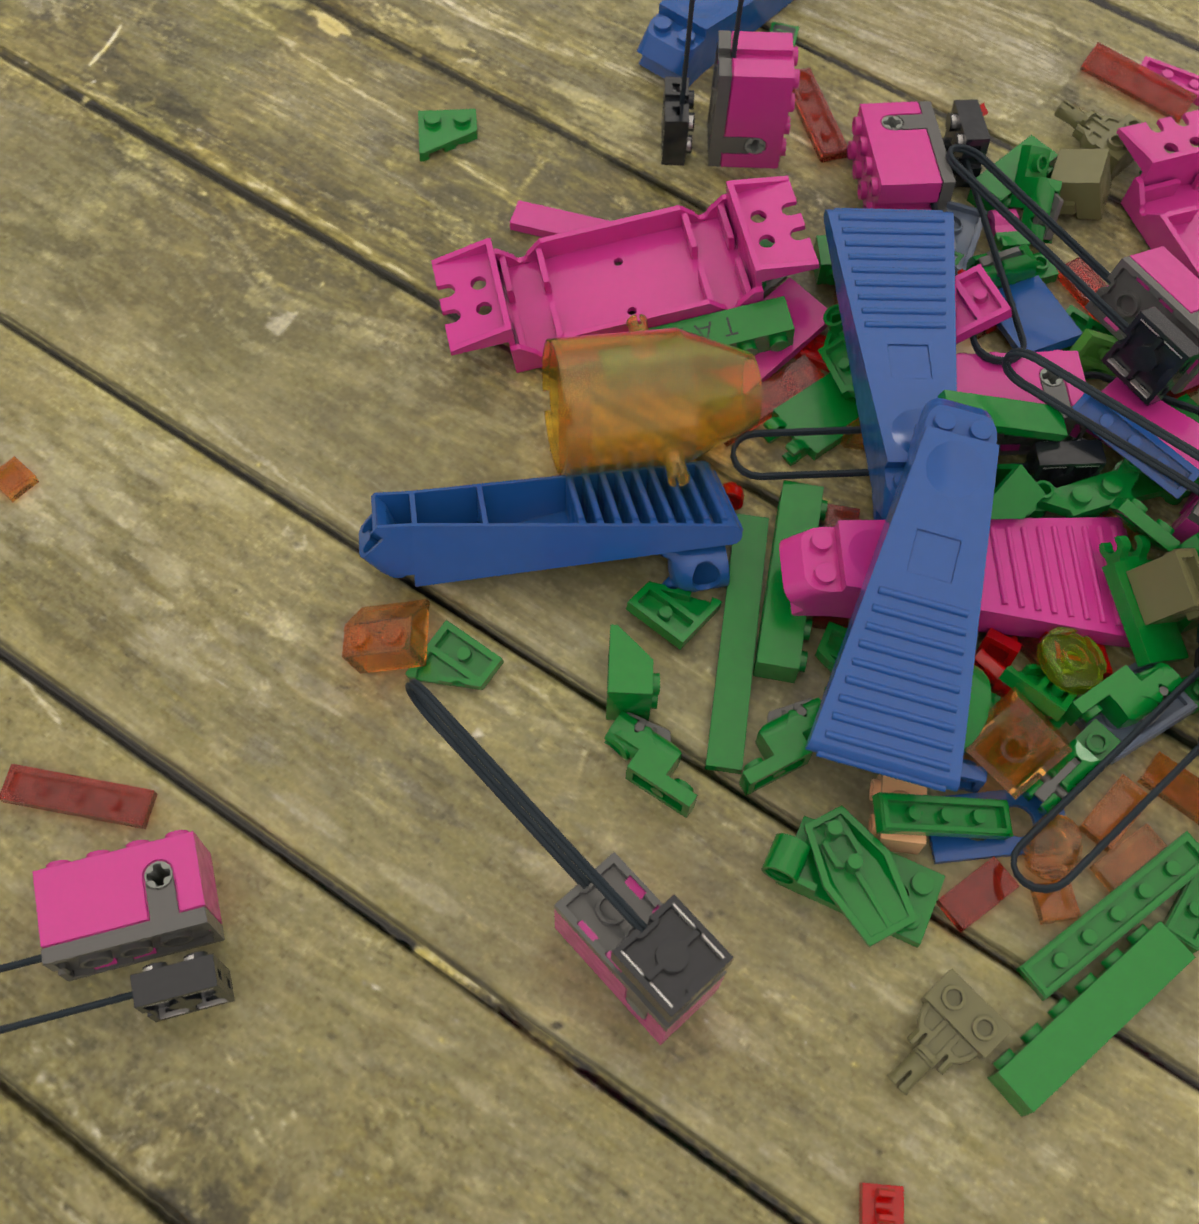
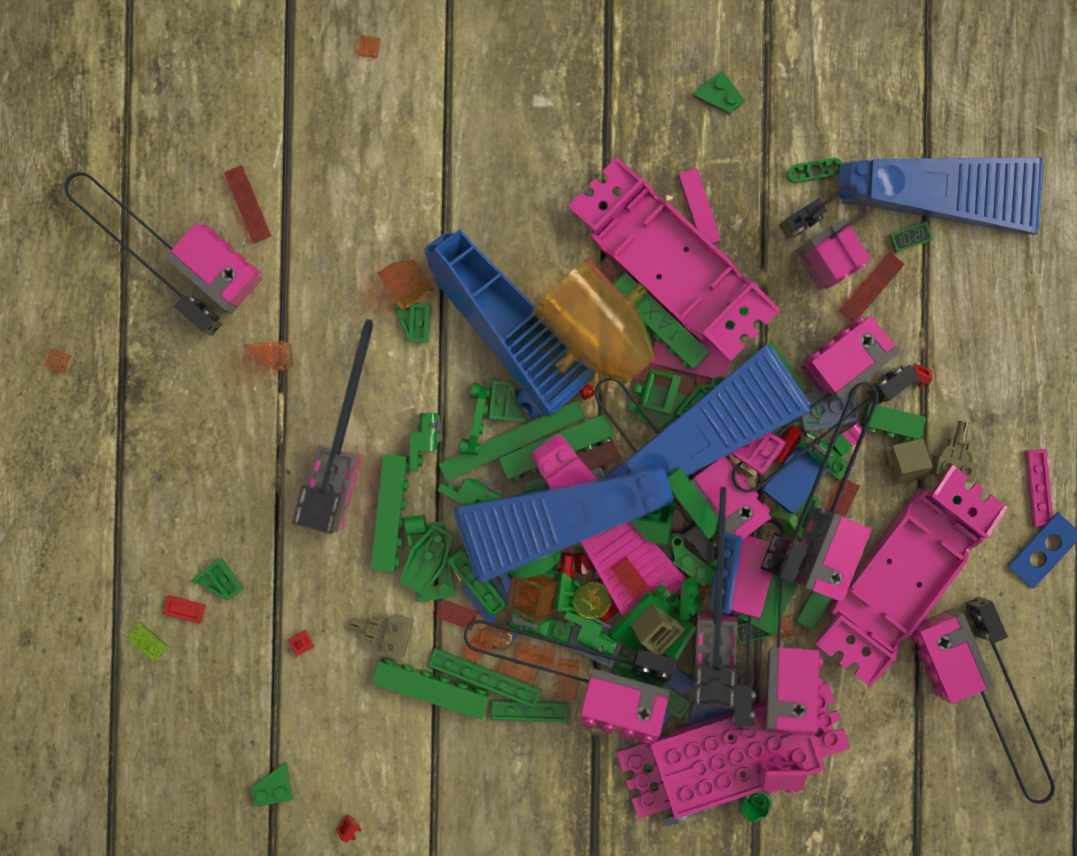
camera: 60 degrees right, 25 degrees up
(341, 905) = (273, 354): none -> clear orange slope
(621, 81) = (800, 168): none -> green beam
(630, 677) = (451, 406): green slope -> none
(682, 661) = (481, 394): none -> green plate
(740, 891) = (389, 513): none -> green brick
(808, 386) = (670, 395): none -> green tile
(1042, 190) = (880, 442): green plate -> none
(1066, 579) = (630, 577): none -> clear red tile
(1138, 82) = (1020, 455): clear red tile -> none

